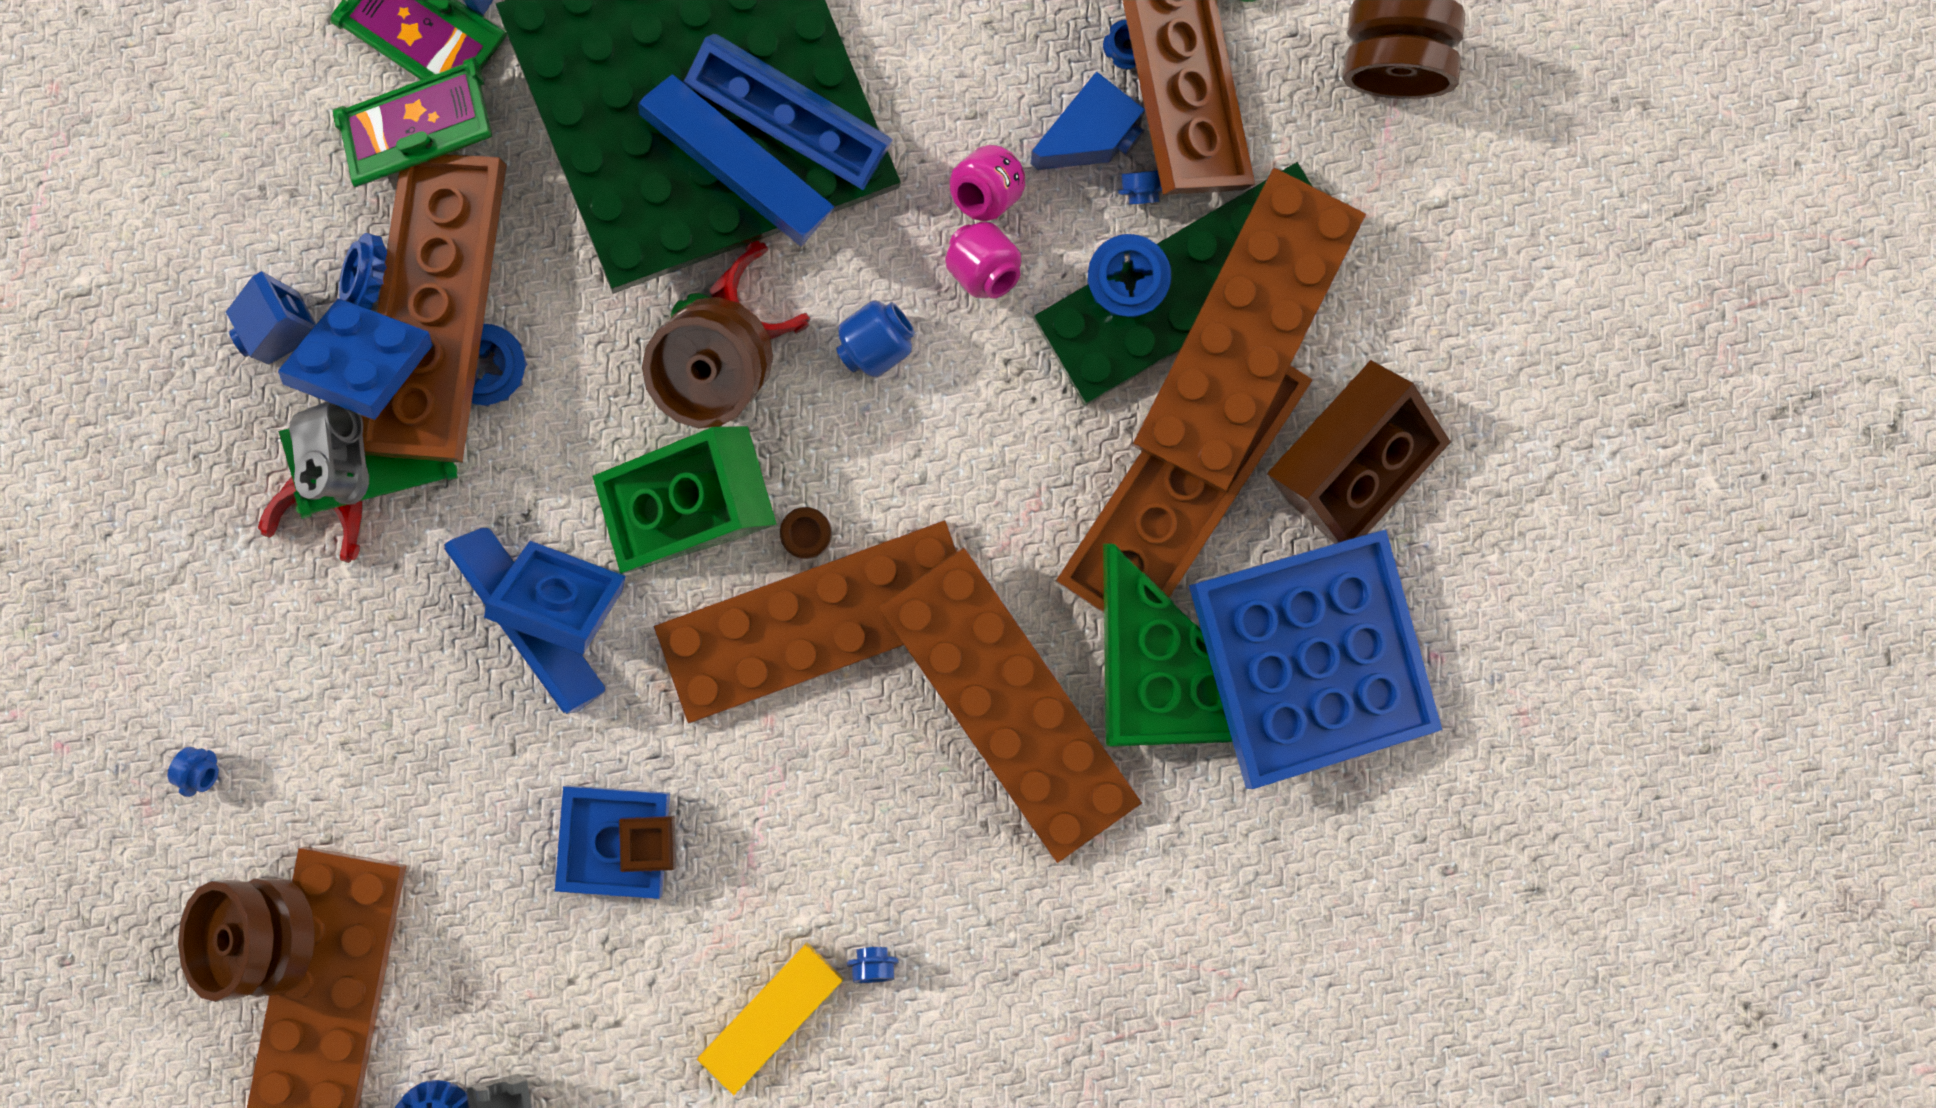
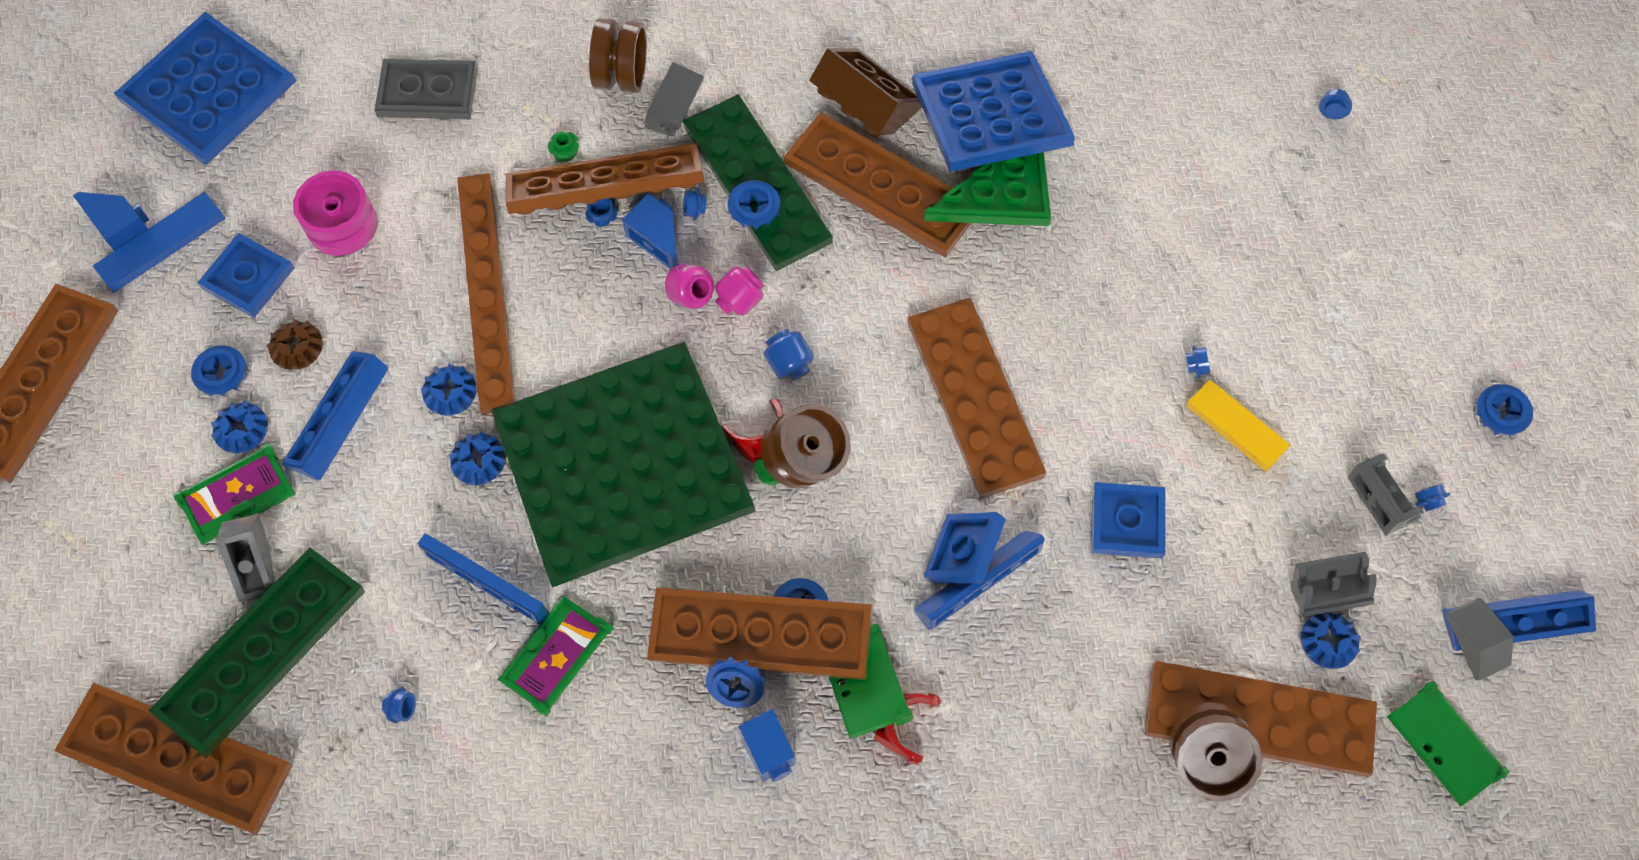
camera: 90 degrees left, 20 degrees down
(193, 770) = (1096, 806): blue plate -> none
(325, 448) = (862, 689): flat silver piece -> none
(355, 358) = (801, 668): blue plate -> none
(402, 122) = (622, 651): door -> none
(647, 843) = (1129, 491): reddish brown tile -> none
(684, 498) = (896, 475): green slope -> none
(735, 159) = (669, 427): blue slope -> none
(787, 110) = (636, 399): blue slope -> none
(805, 533) = (916, 403): reddish brown tile -> none
(1010, 704) = (1024, 279): dark orange plate -> none
(1249, 330) = (790, 142): dark orange plate -> none
(1334, 144) = (673, 99): none -> dark grey hinge

